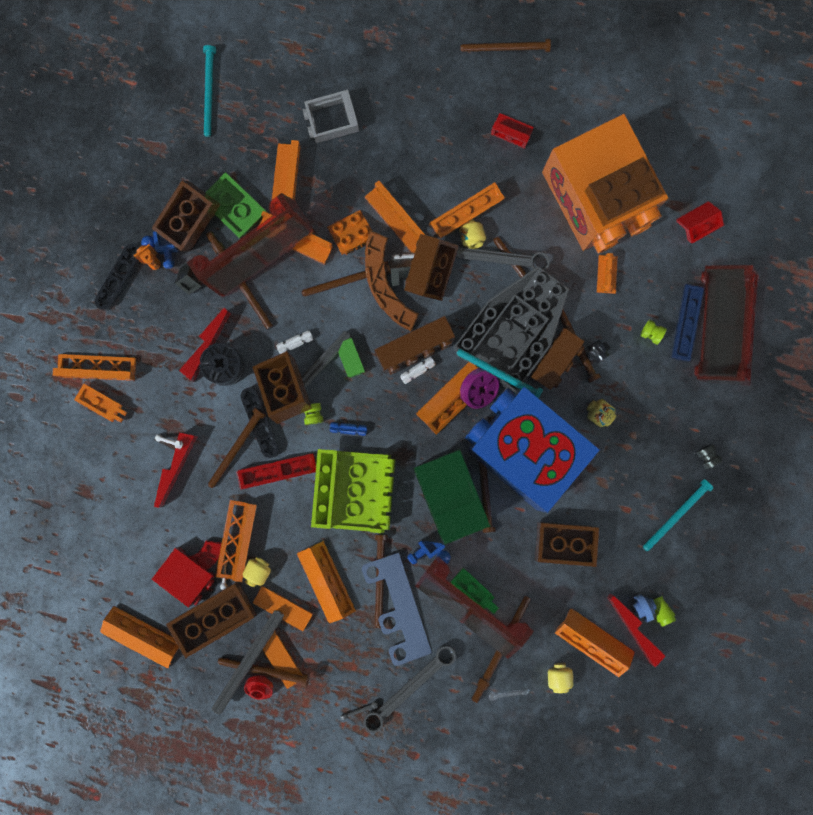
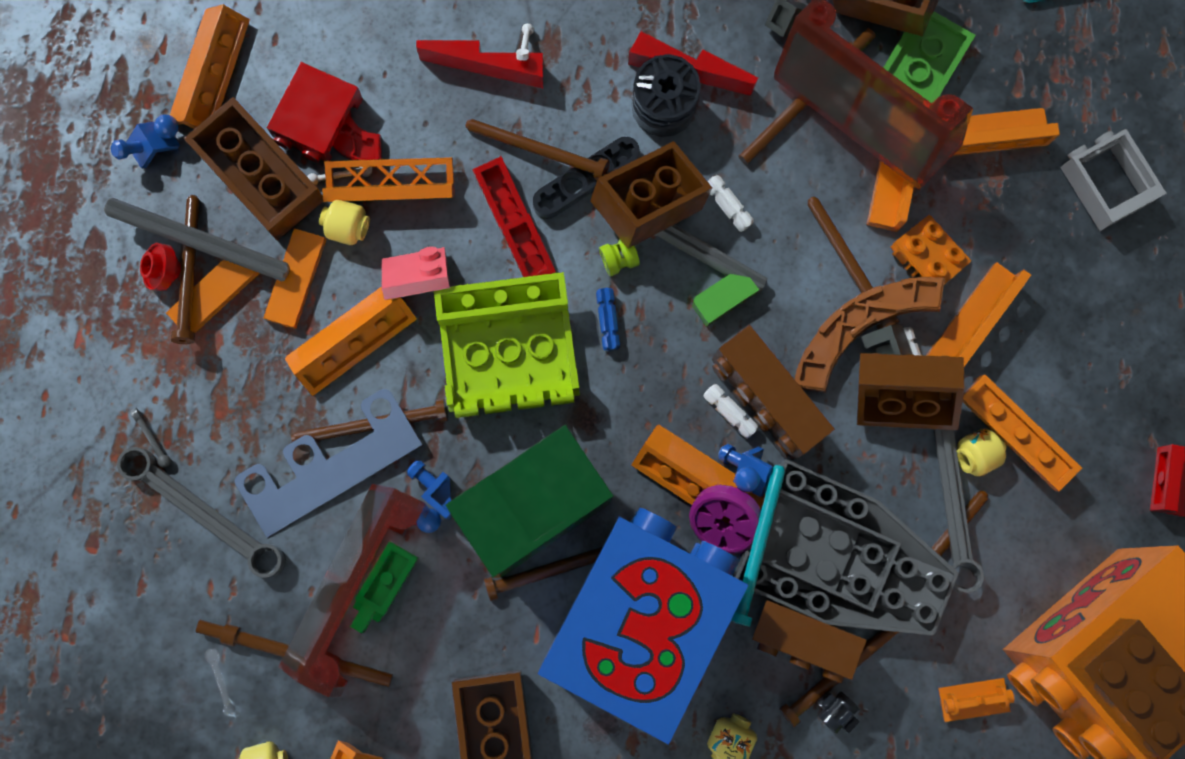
camera: 80 degrees right, 5 degrees down
(178, 681) = (148, 140): none -> blue piece
(297, 536) = (415, 273): none -> coral plate
(457, 367) = (751, 473): none -> blue piece

